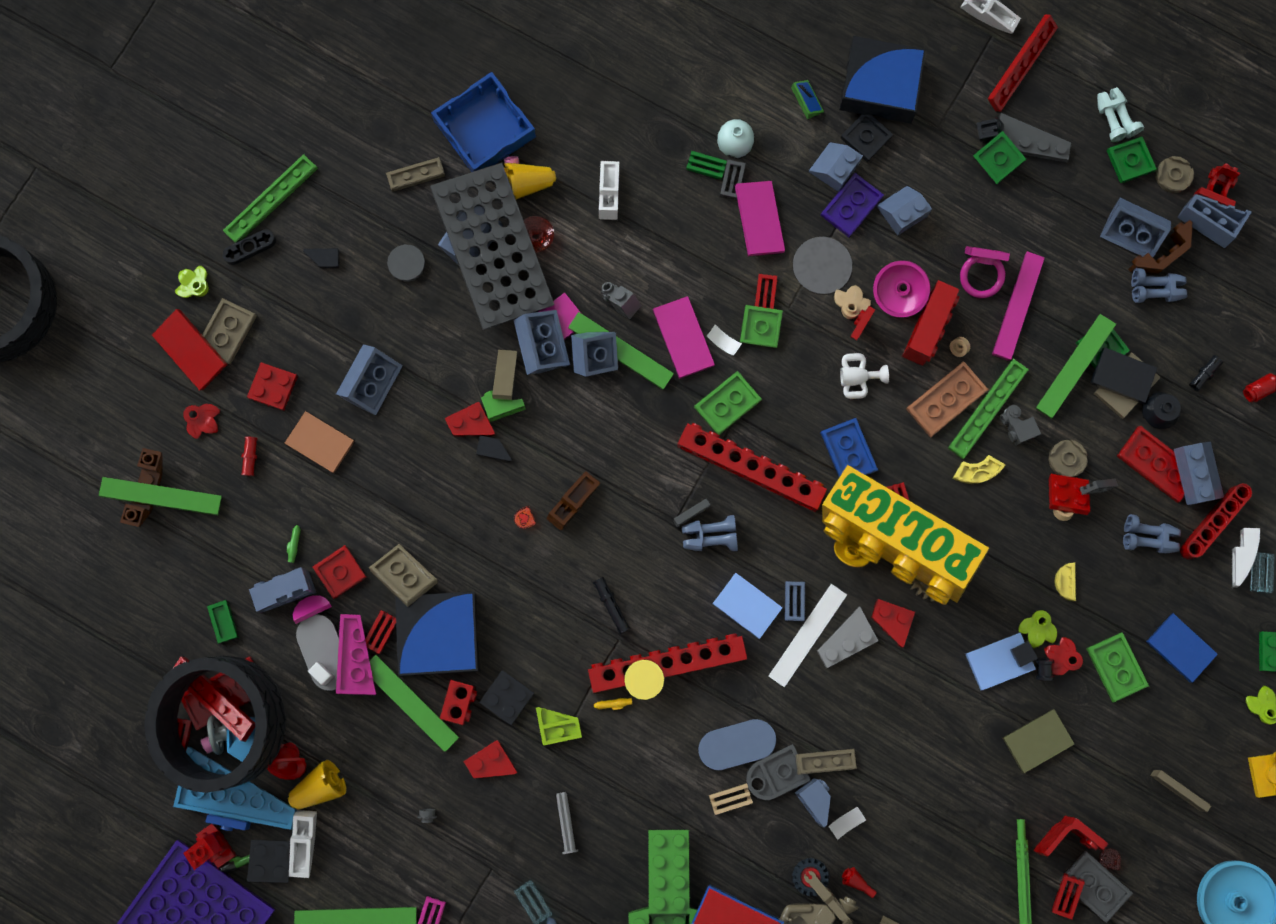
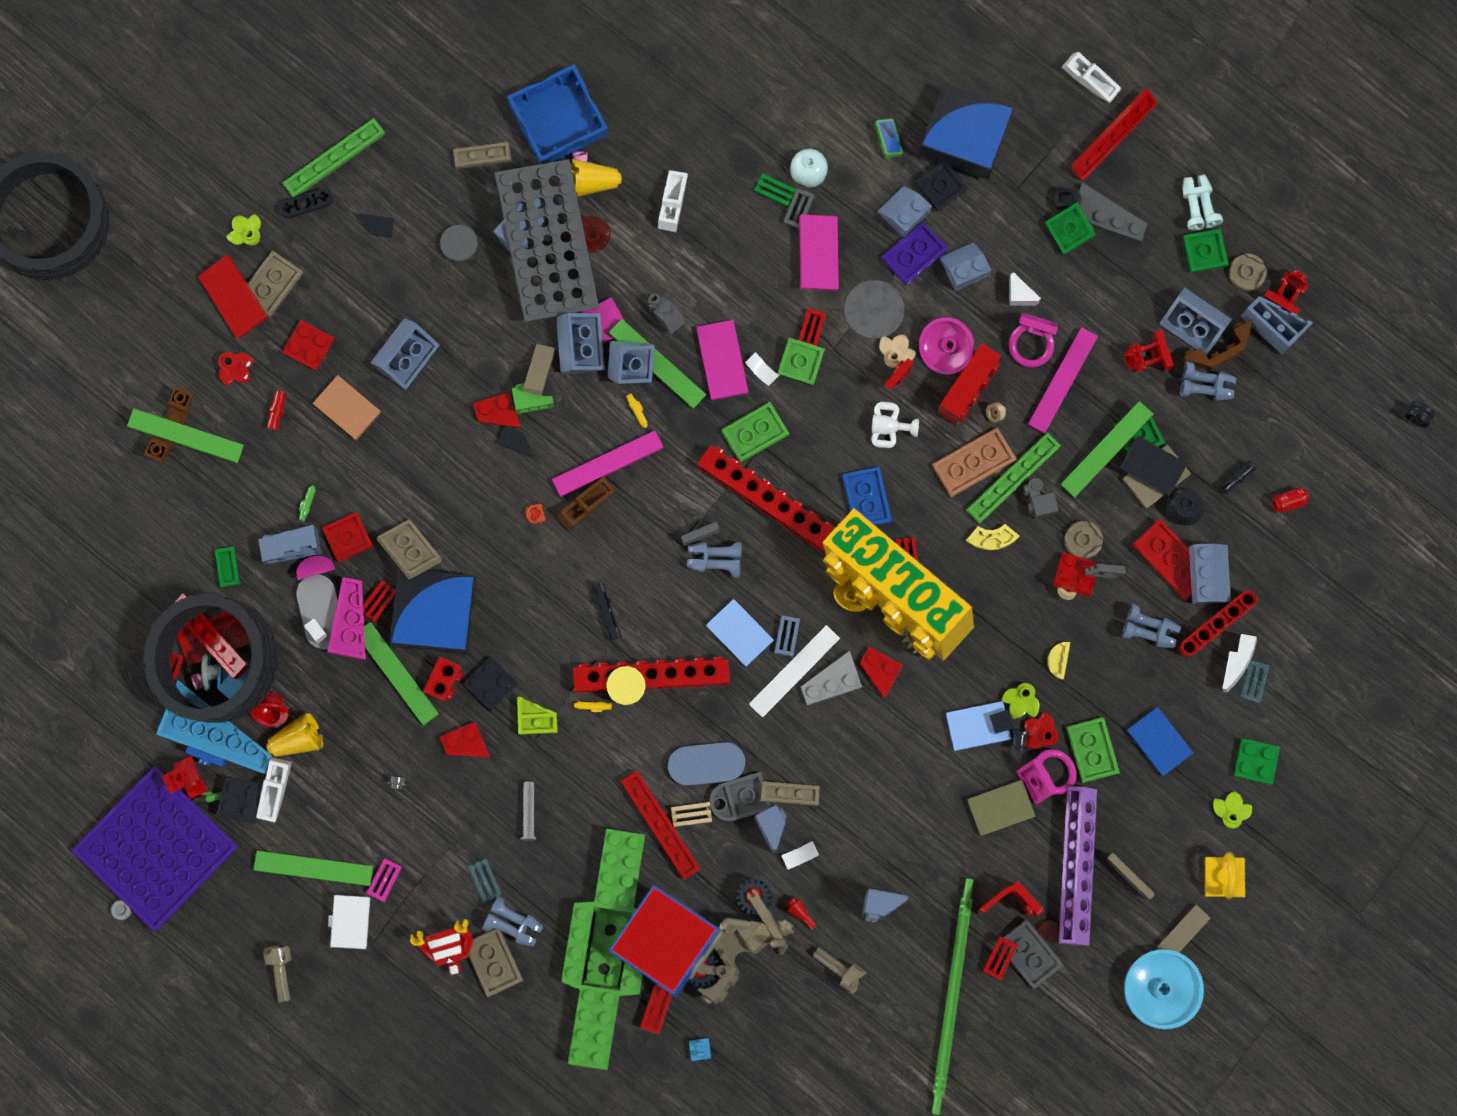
camera: 10 degrees right, 0 degrees up
(587, 457) = (607, 463): none -> dark pink tile
(608, 398) = (637, 409): none -> yellow piece
(702, 816) = (660, 825): none -> red plate
(942, 865) = (880, 904): none -> sand blue slope
(962, 227) = (1020, 293): none -> white slope
(1072, 707) = (1038, 780): none -> dark pink tile
(1106, 264) = (1158, 351): none -> red tile
(1128, 790) = (1078, 866): none -> medium lavender brick
(1243, 836) = (1184, 930): none -> dark tan tile

